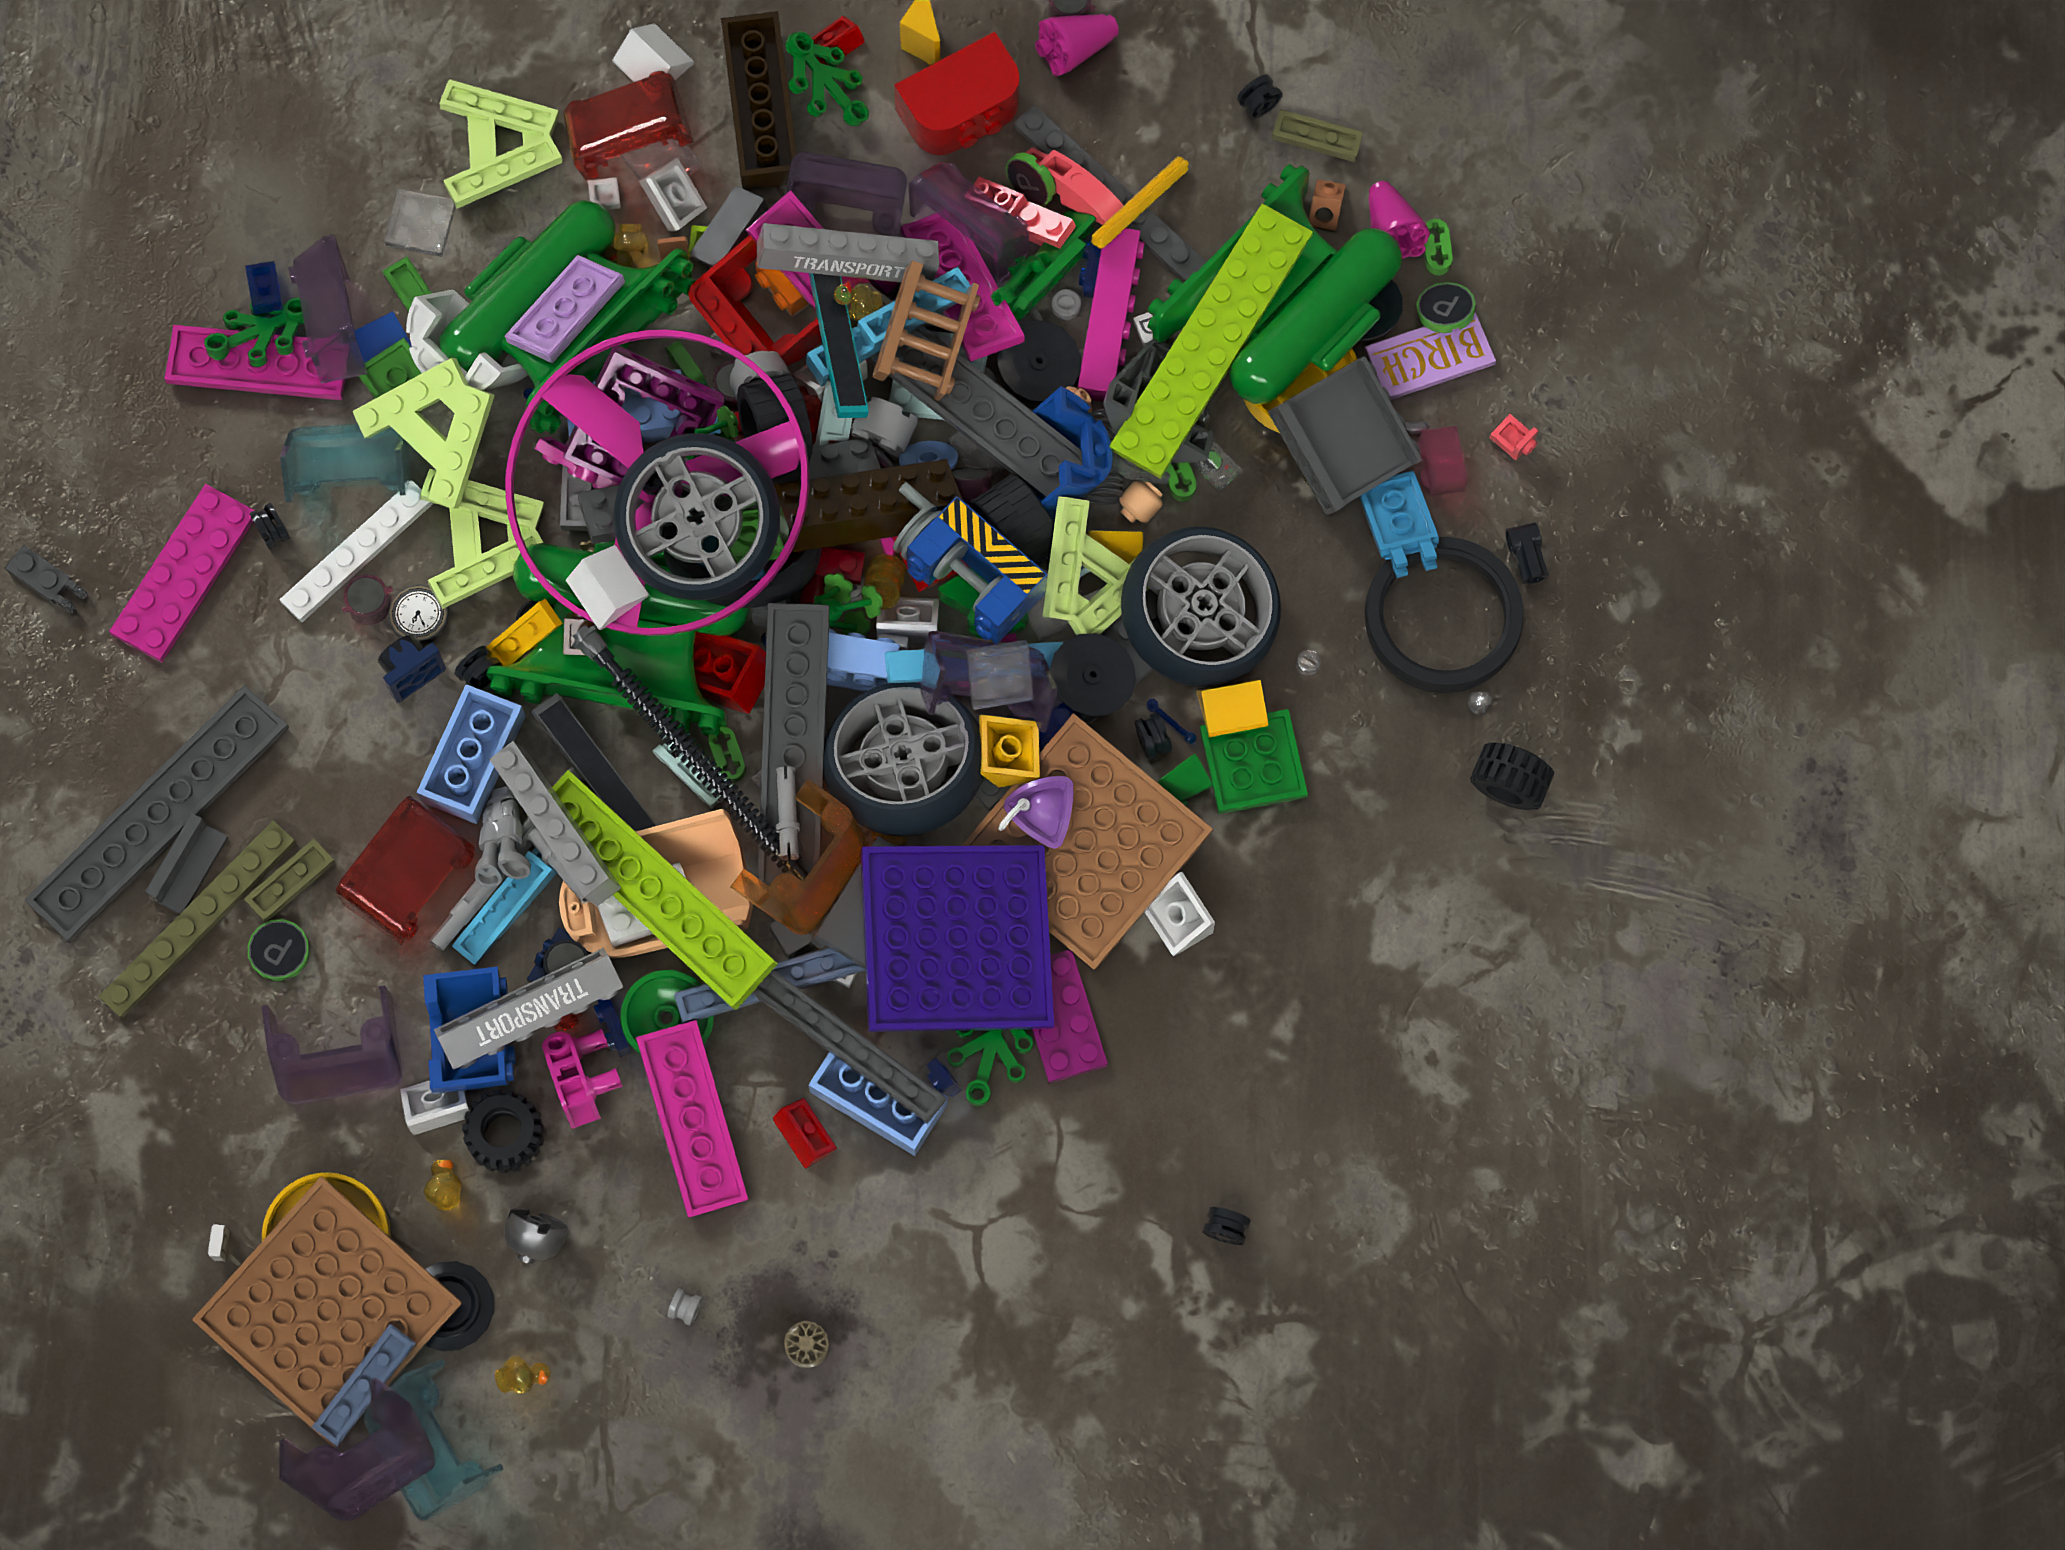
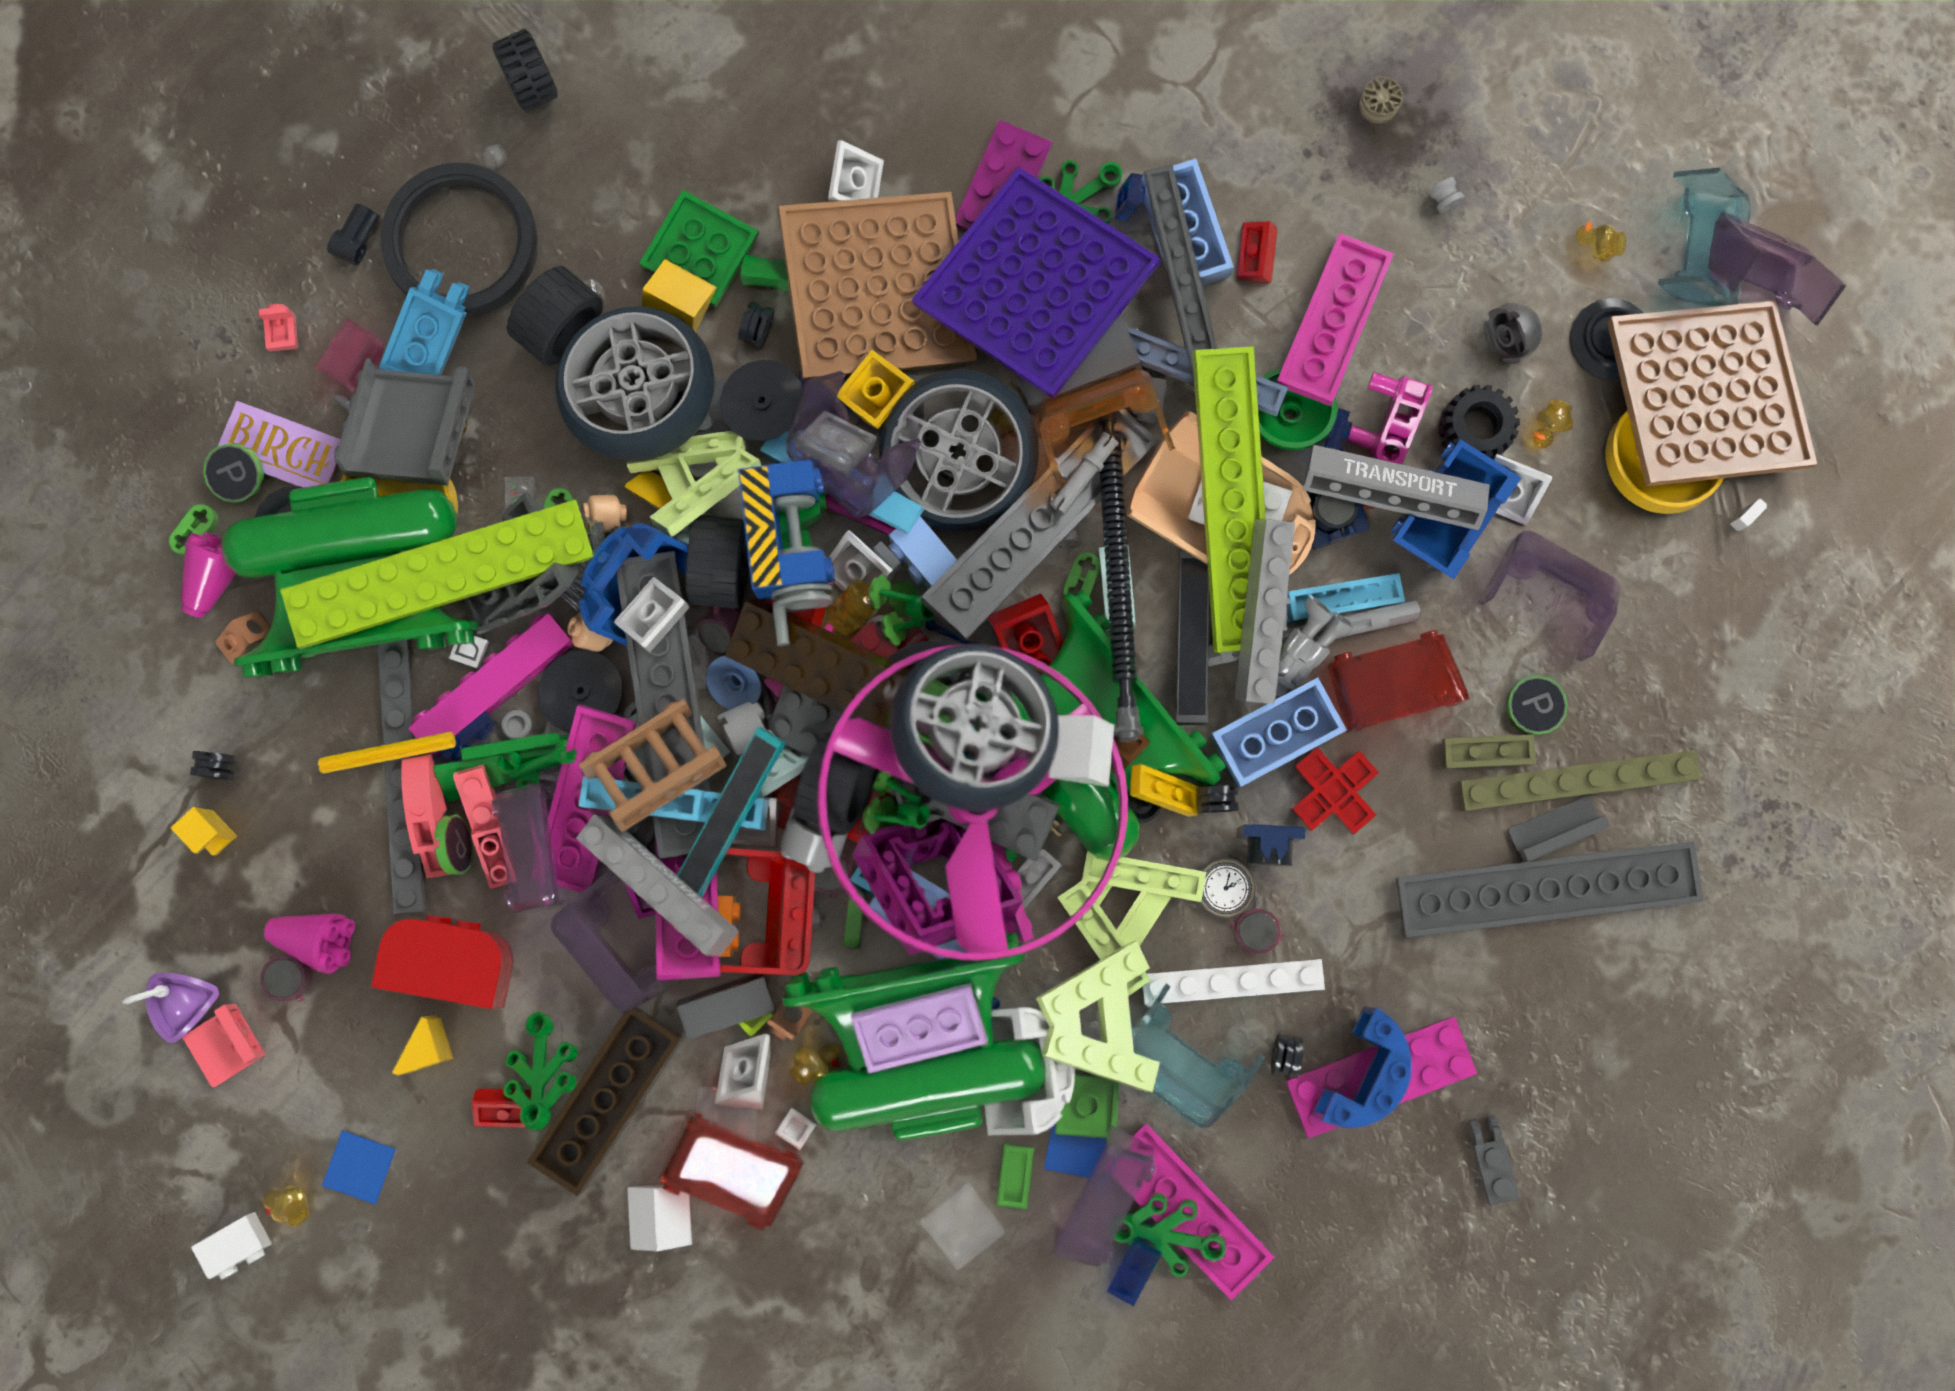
camera: 140 degrees left, 10 degrees up
(184, 511) = (1384, 1079): none -> blue cylinder
(356, 1392) = (1724, 318): sand blue tile -> none
(389, 752) = (1335, 791): none -> red plate
(486, 170) = (829, 1282): yellowish green plate -> none
(861, 298) = (680, 839): clear yellow animal -> none
(1027, 438) = (651, 614): none -> white slope
(1041, 809) = (891, 324): medium lavender hat -> none
(1152, 706) = (733, 355): clear blue hinge -> none
(1220, 46) = (203, 829): none -> yellow panel
(1308, 604) = (552, 313): none -> black tyre
(1317, 135) = (198, 697): olive plate -> none

